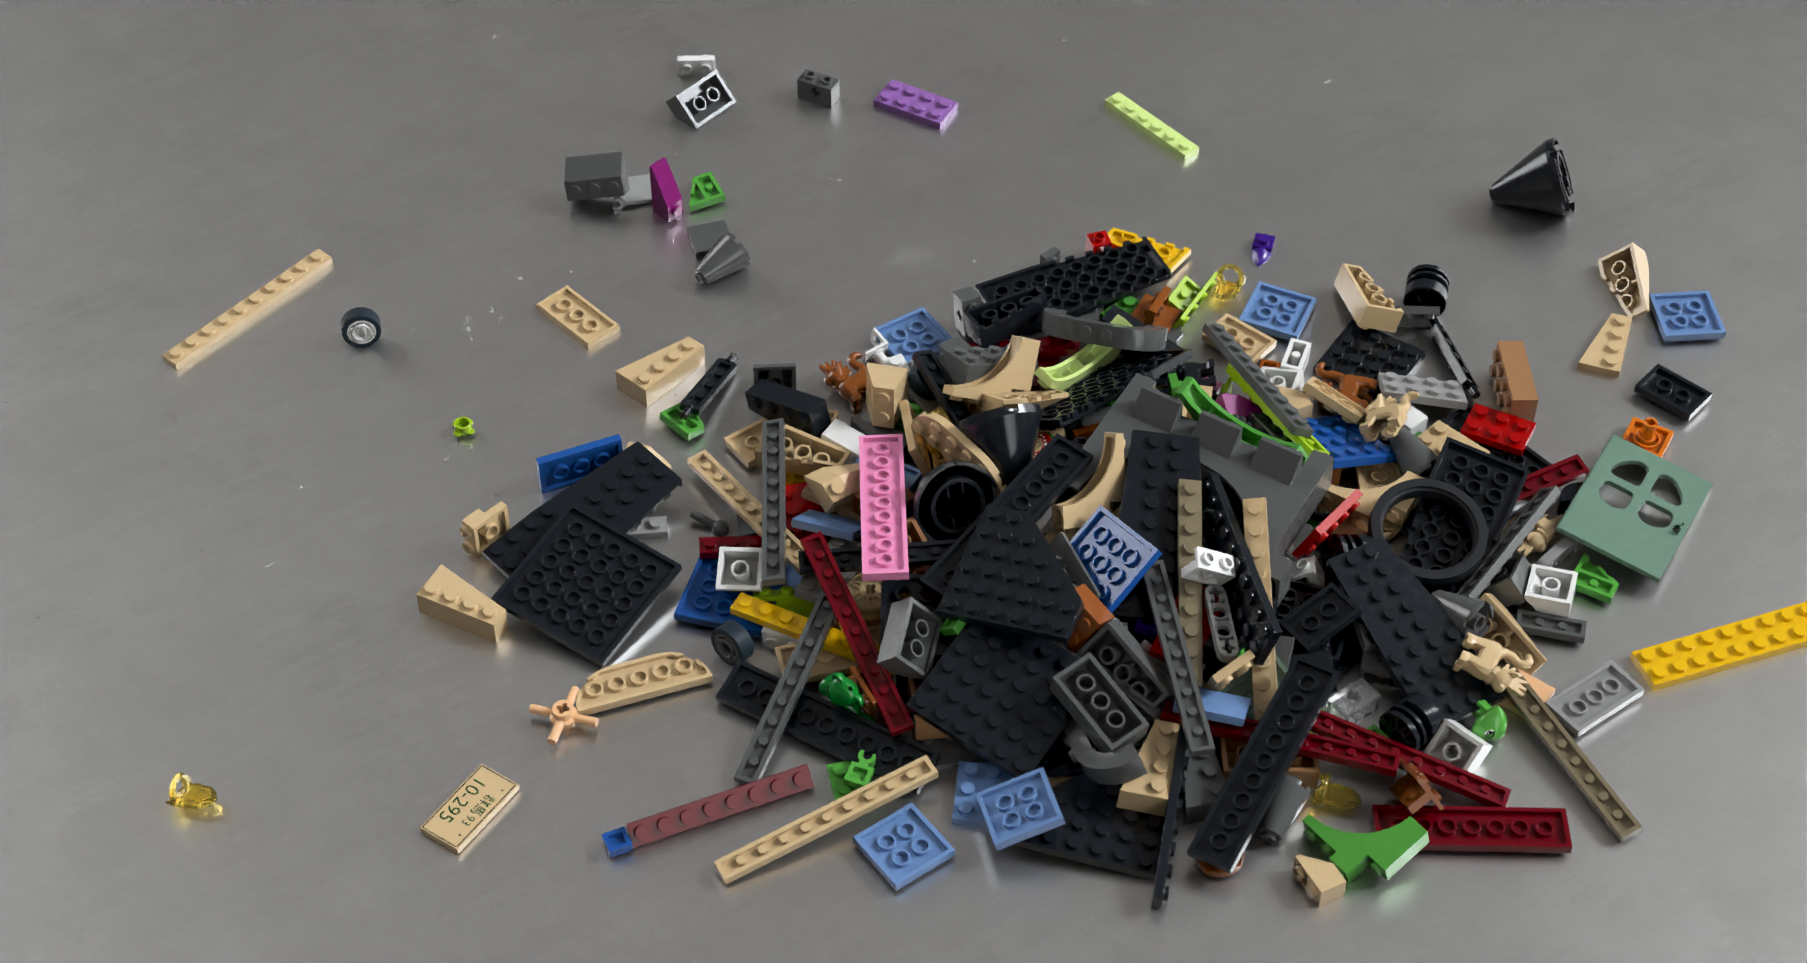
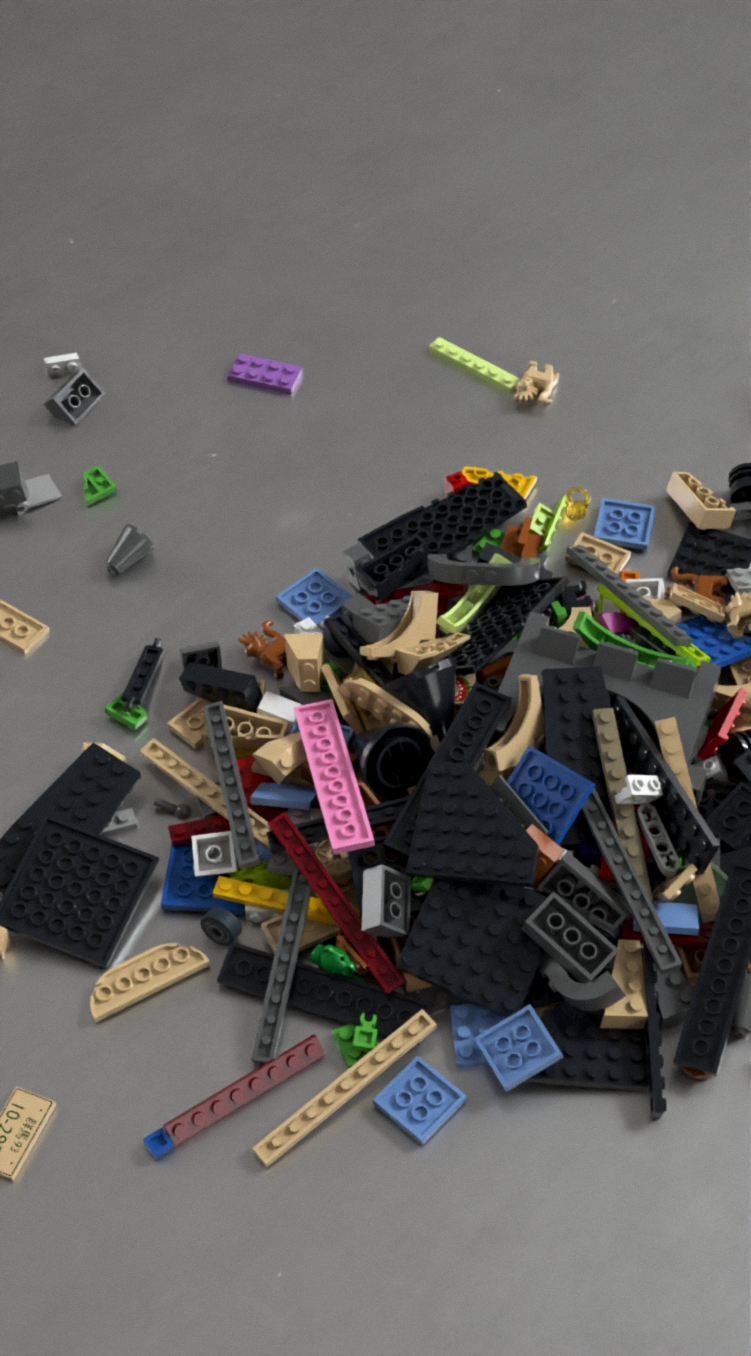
camera: 10 degrees left, 5 degrees up
(563, 715) = (81, 1024): light nougat bar -> none
(571, 465) = (40, 771): blue plate -> none
(660, 371) = (95, 667): tan wedge -> none
(664, 191) = (63, 493): magenta slope -> none
(705, 236) = (108, 528): dark grey tile -> none
(818, 88) = (176, 371): dark grey brick -> none
(879, 351) = (287, 618): white bracket -> none
(1050, 255) = (417, 501): dark grey plate -> none
(1215, 151) = (536, 381): none -> tan animal
(1262, 248) = (596, 465): dark purple plate -> none
(1296, 355) = (652, 564): white brick -> none

